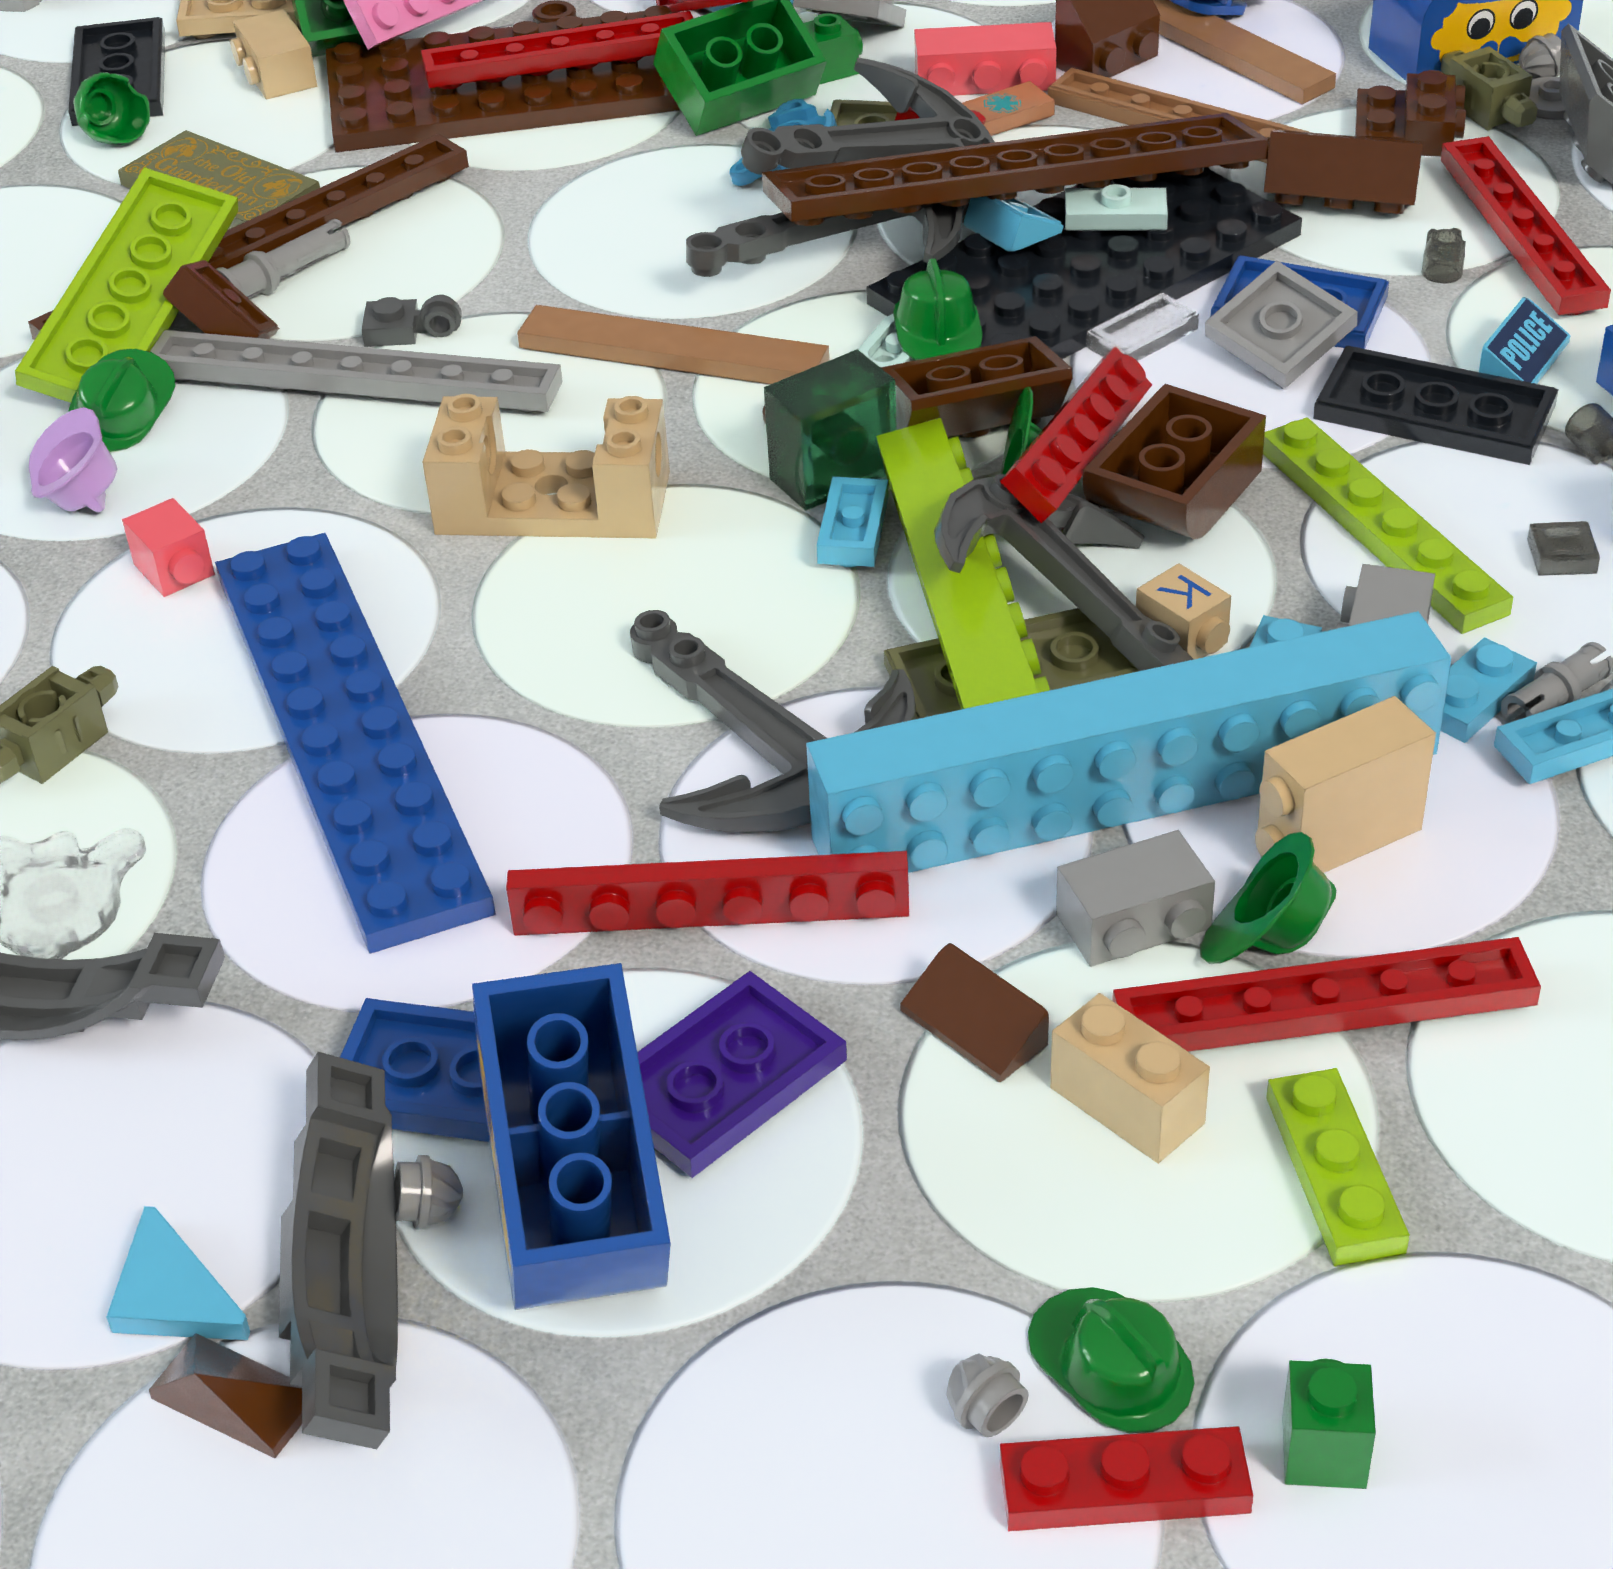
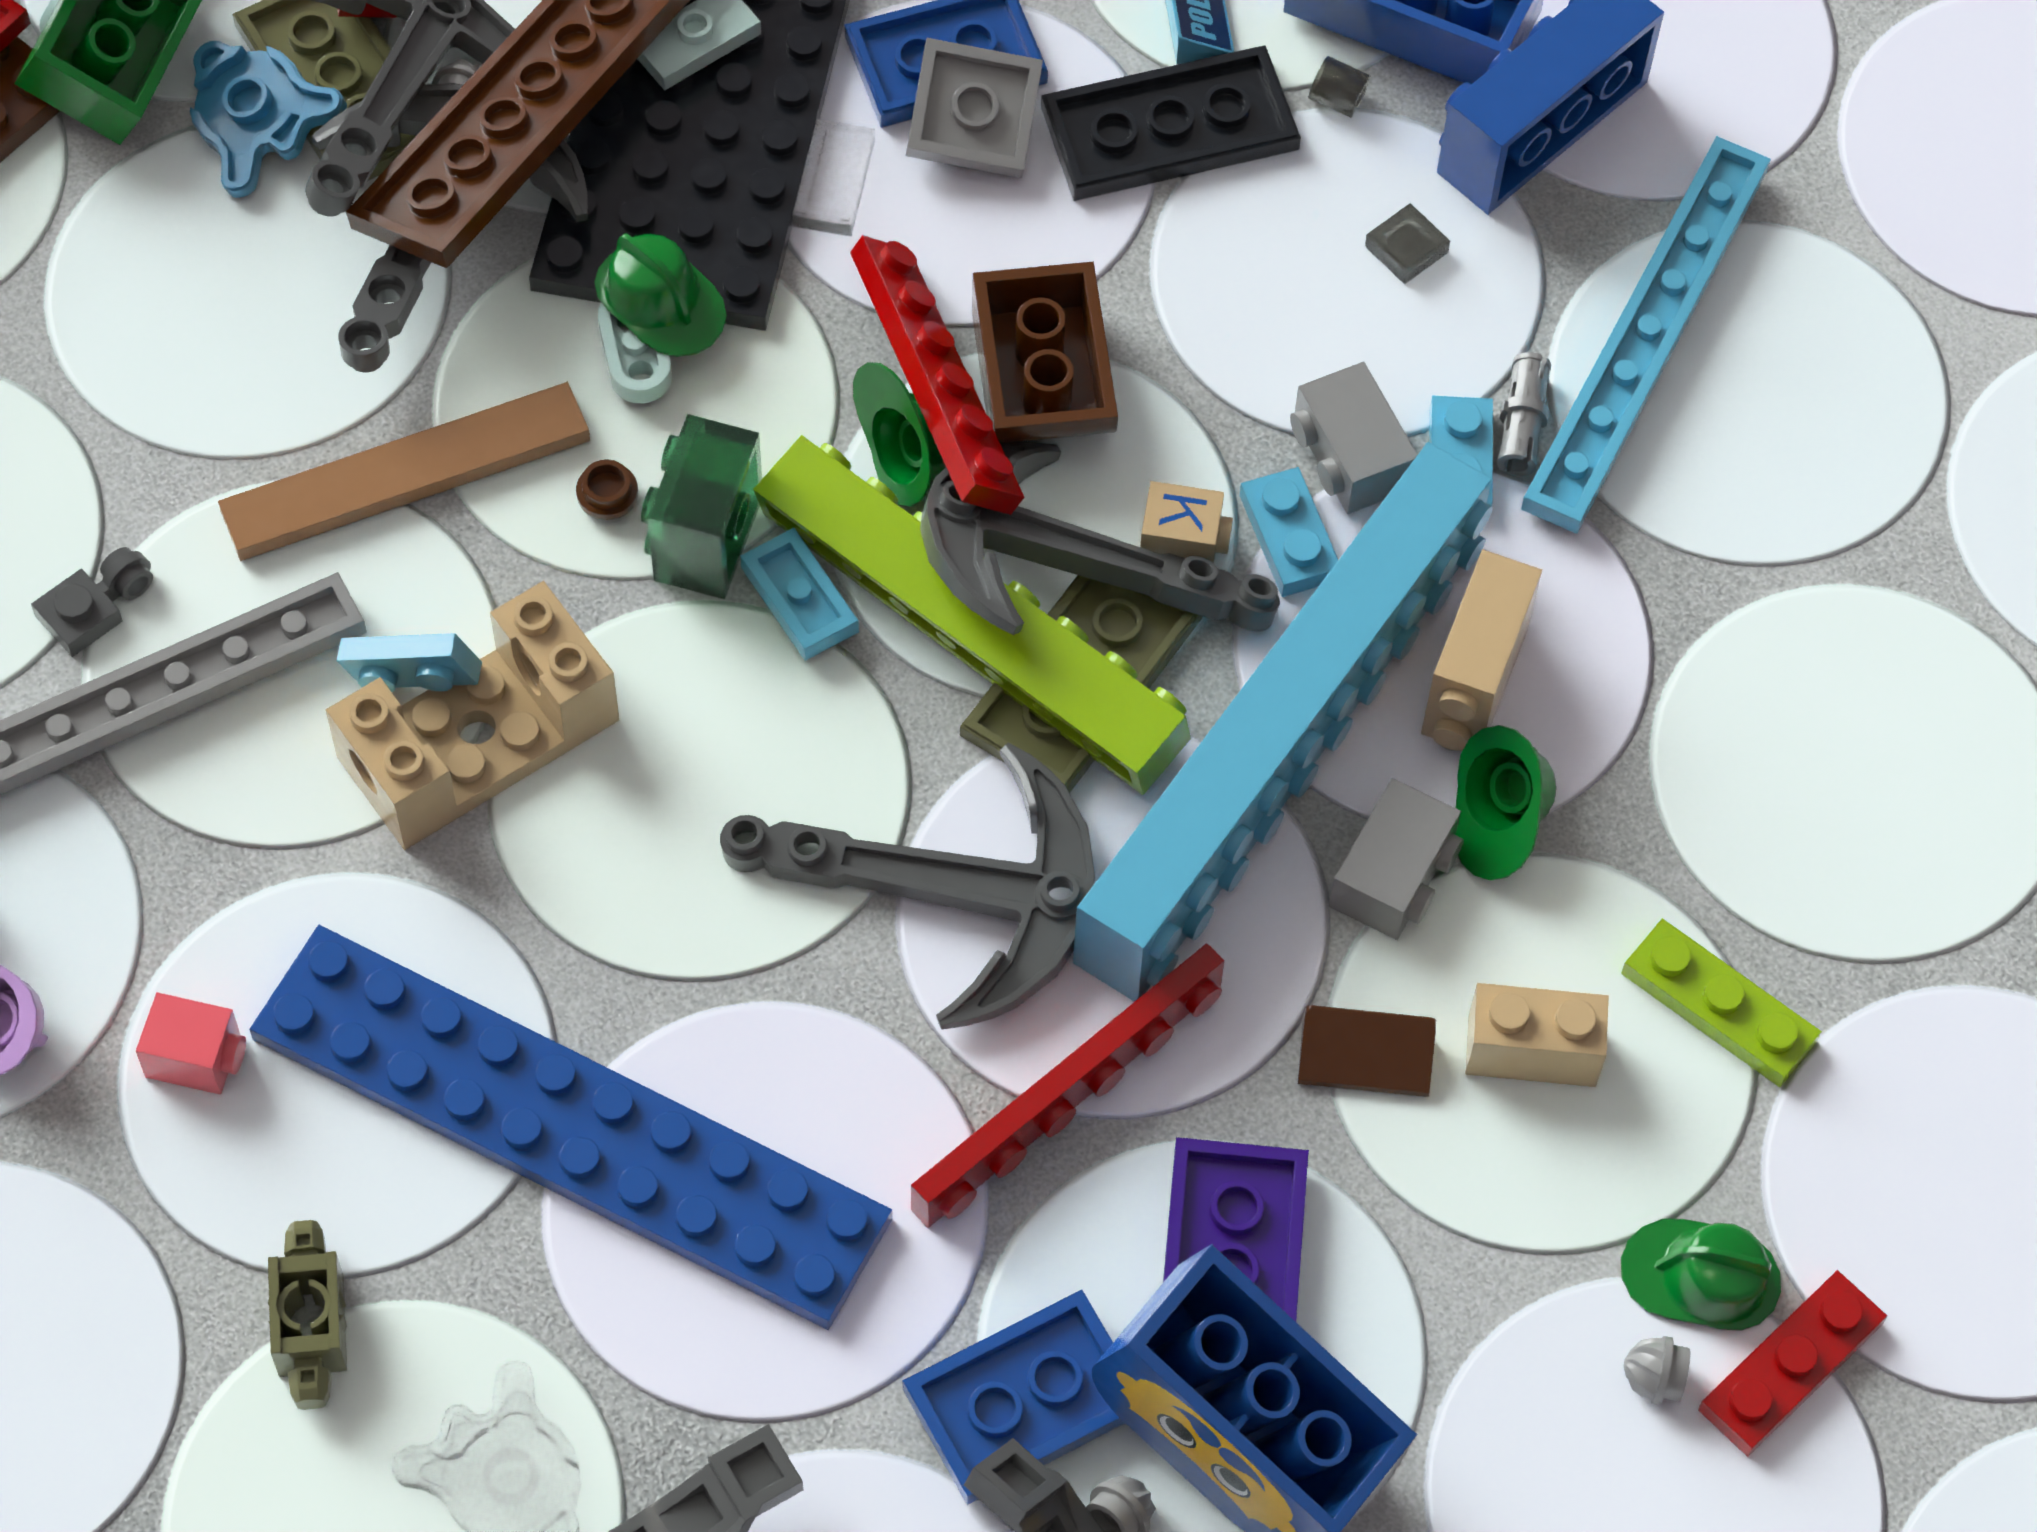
camera: 45 degrees left, 20 degrees up
(542, 421) = (410, 661): none -> medium azure plate
(980, 386) = (794, 366): reddish brown slope -> none
(1010, 222) = (627, 120): medium azure slope -> none
(1328, 1424) = (1895, 1226): green brick -> none
(1337, 995) = (1604, 855): red plate -> none
(1386, 523) = (1241, 302): lime plate -> none

